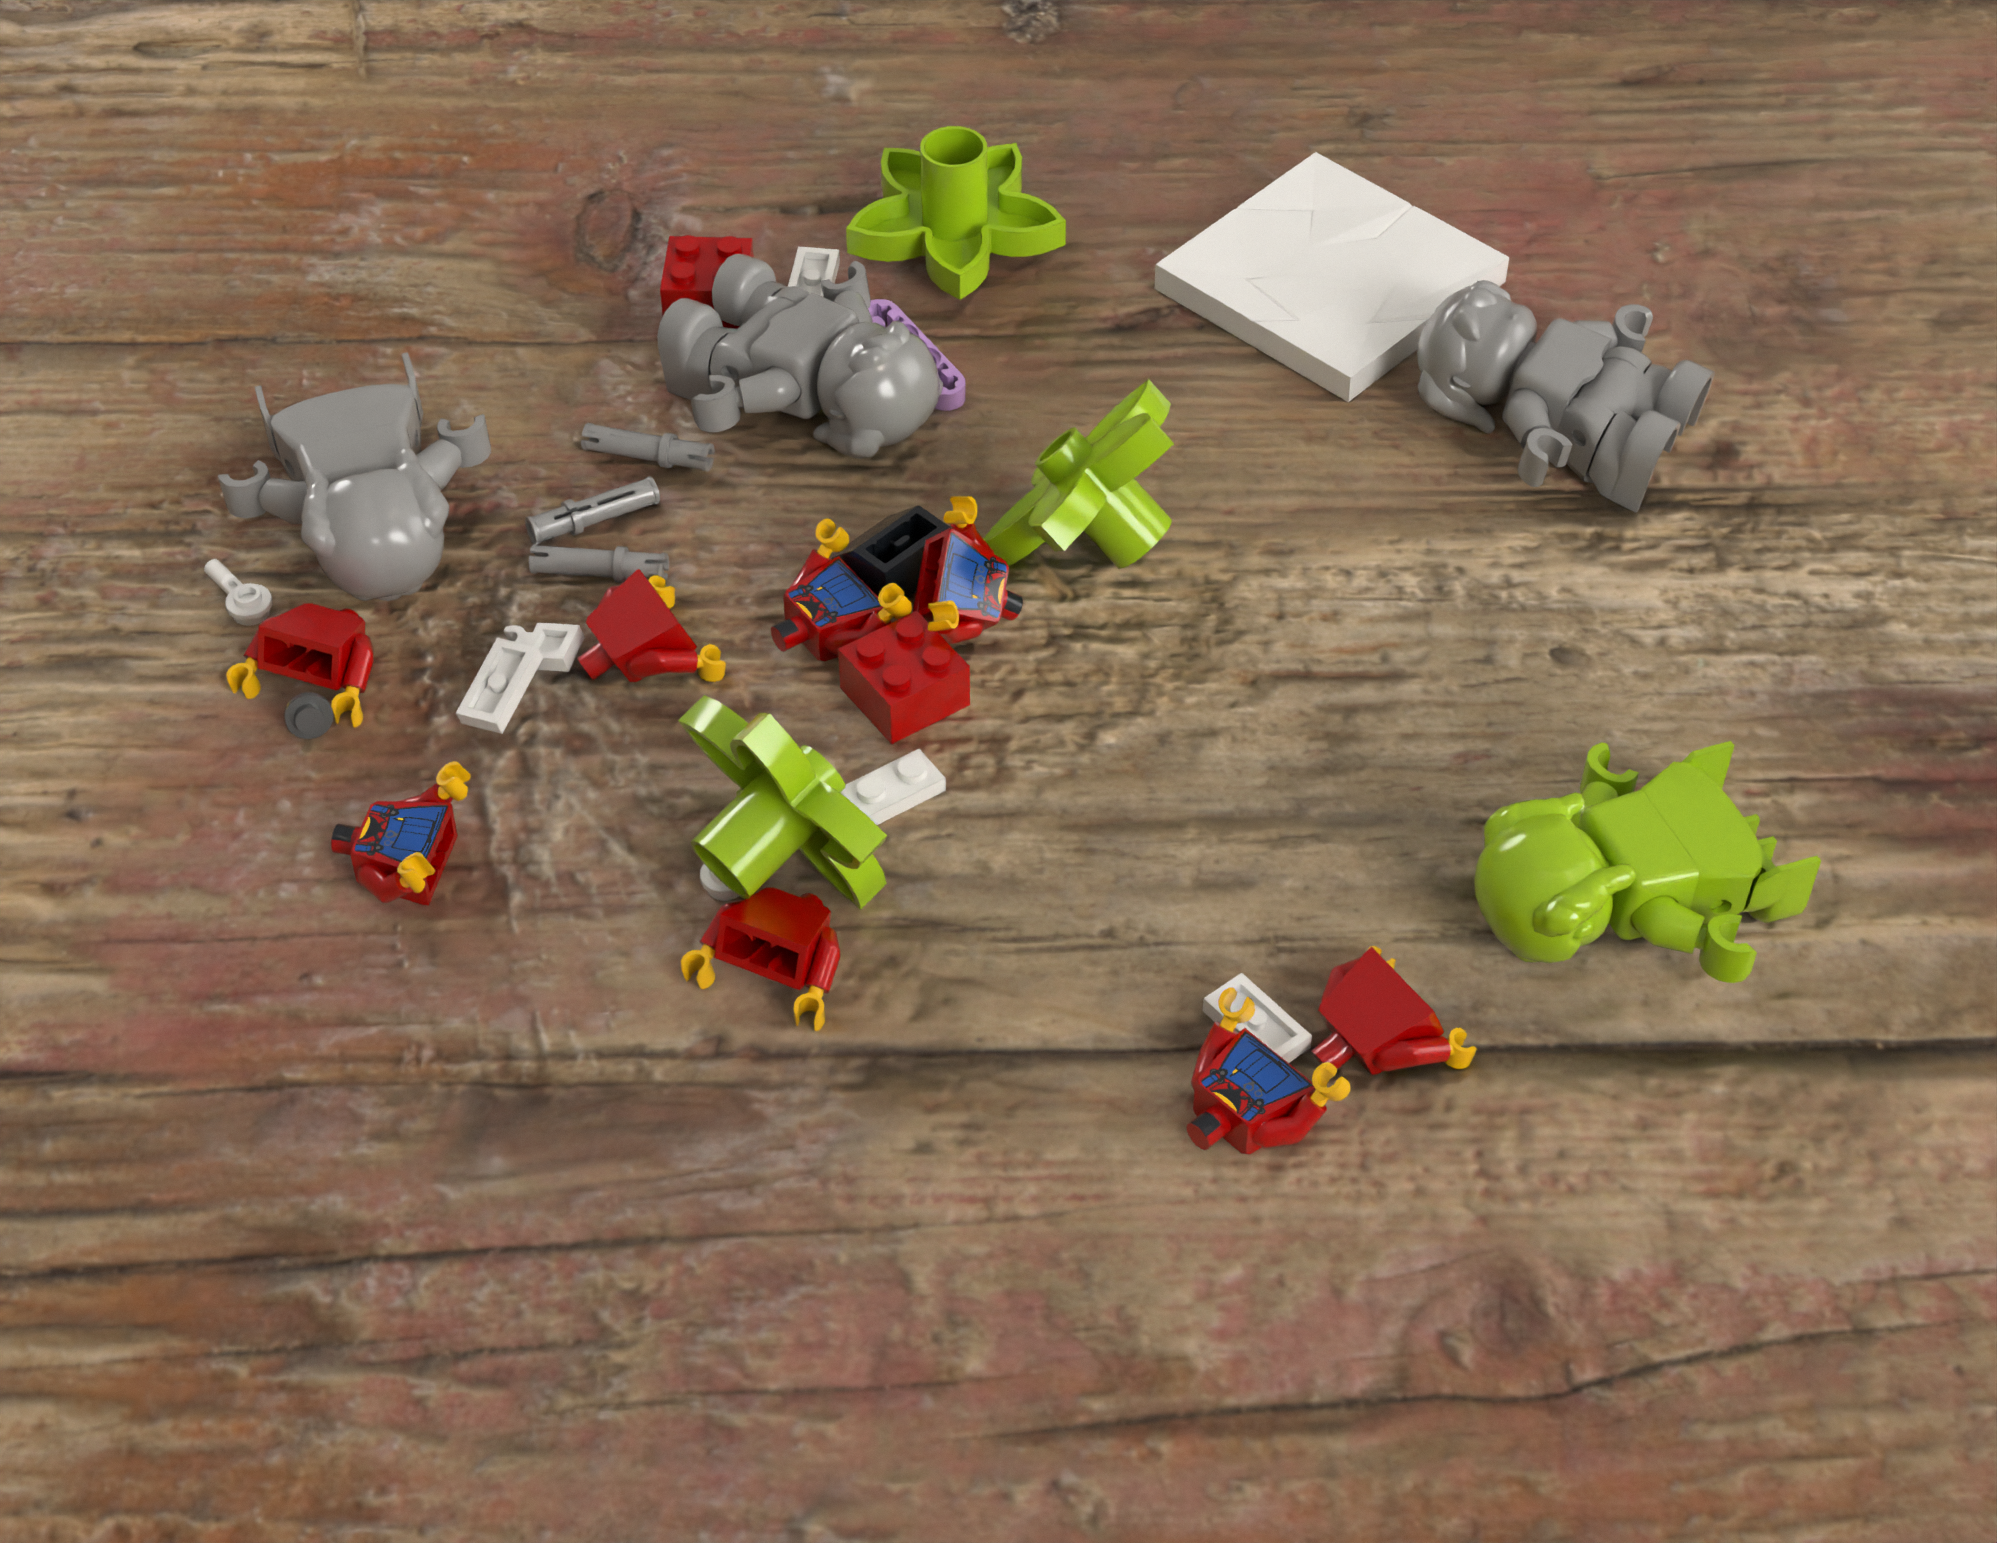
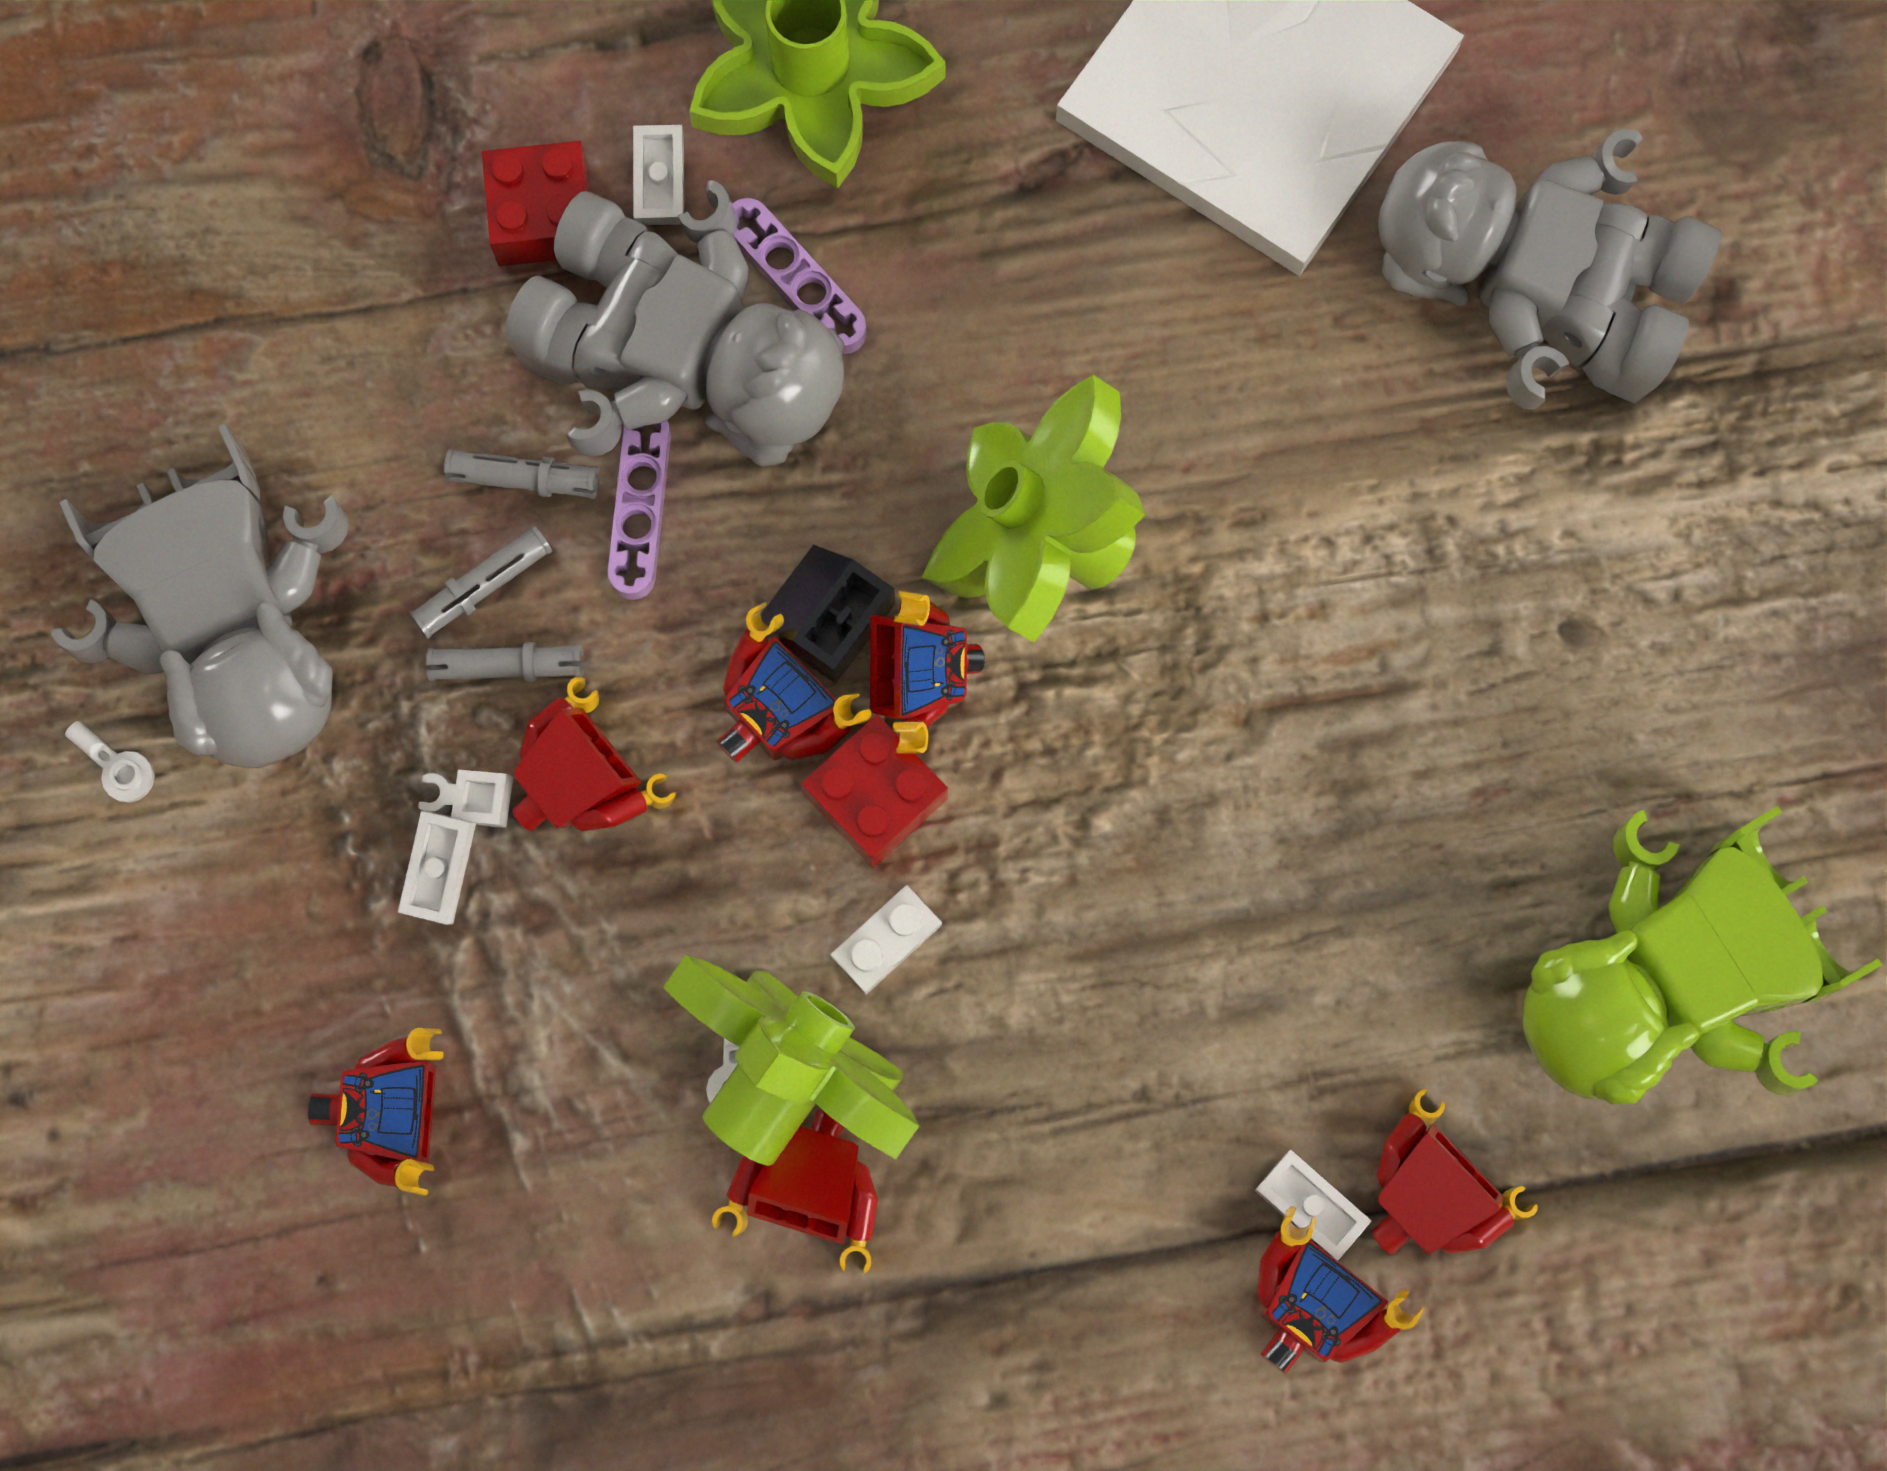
camera: 10 degrees left, 30 degrees up
(308, 715) = (237, 937): dark grey plate -> none
(313, 647) = (222, 851): red torso -> none
(740, 477) = (643, 502): none -> lavender beam

